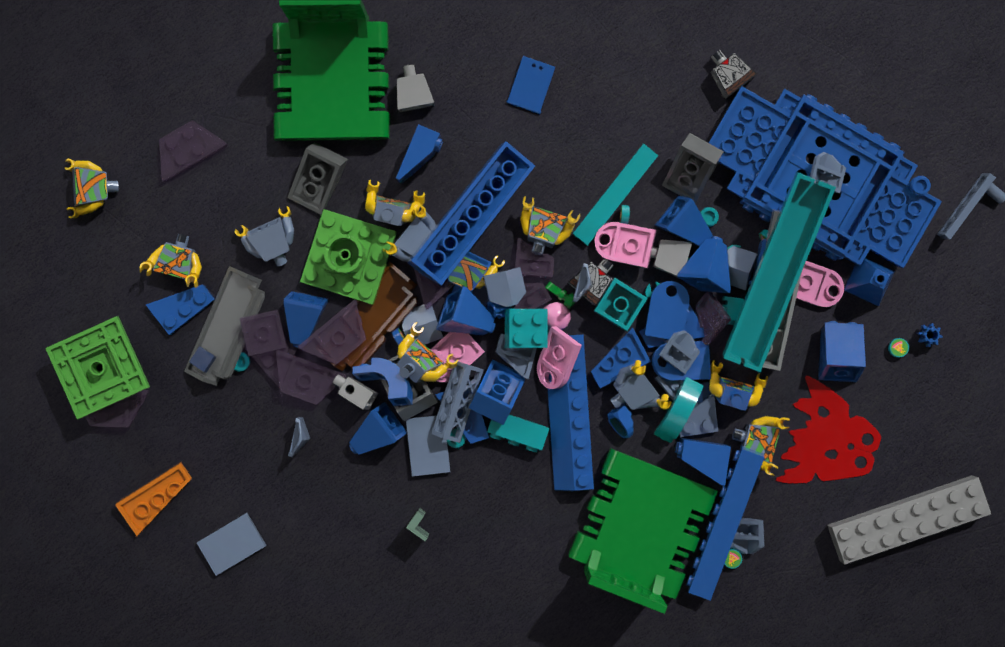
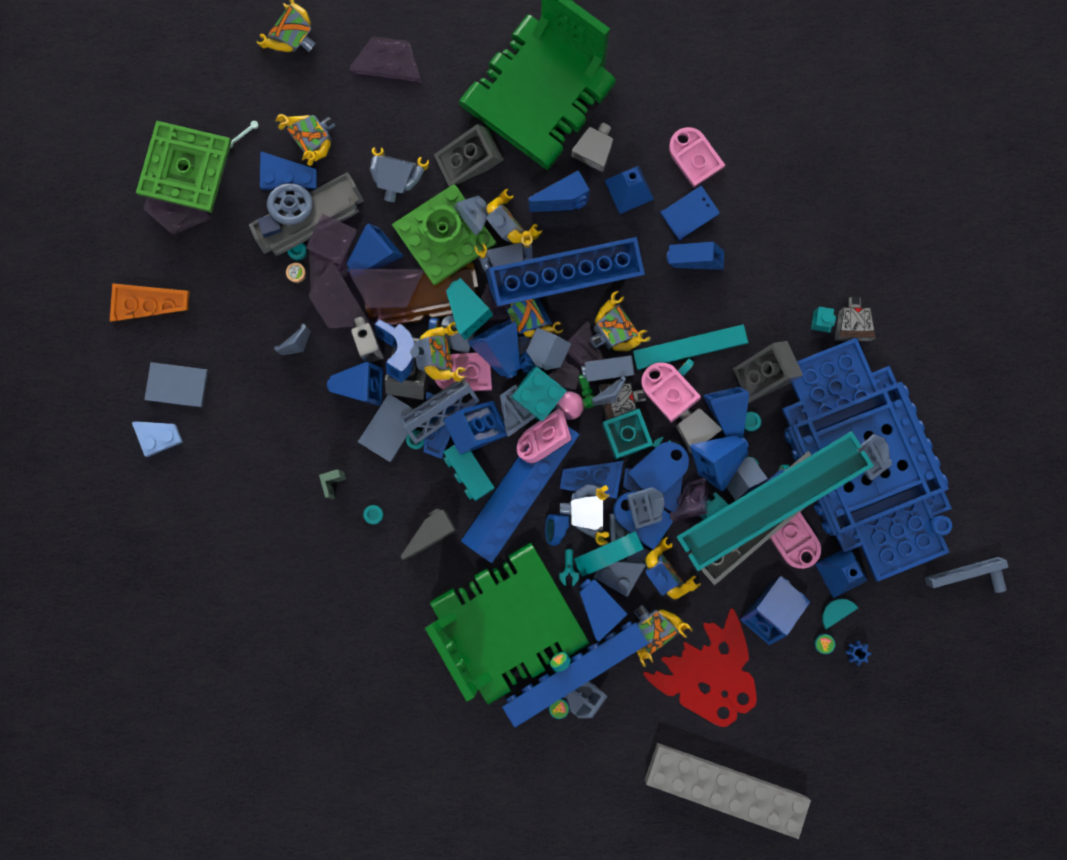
camera: 40 degrees right, 5 degrees down
(121, 286) = (254, 125): none -> light aqua hinge
(189, 326) = (289, 218): none -> sand blue plate
(249, 596) = (156, 436): none -> light blue wing
(253, 380) = (296, 272): none -> tile
(359, 222) = (473, 212): none -> sand blue wing
(416, 304) = (467, 308): none -> teal slope
(469, 523) = (373, 514): none -> teal tile
(470, 110) = (629, 190): none -> blue slope
(500, 34) = (695, 157): none -> bright pink tile
(528, 499) = (431, 531): none -> dark grey slope
(564, 117) = (696, 256): none -> blue slope
(566, 263) = (608, 368): none -> sand blue slope
(655, 444) = (569, 568): none -> teal bar
(704, 90) = (823, 319): none -> teal brick
(707, 523) = (560, 662): none -> tile
(888, 314) = (837, 610): none -> teal tile

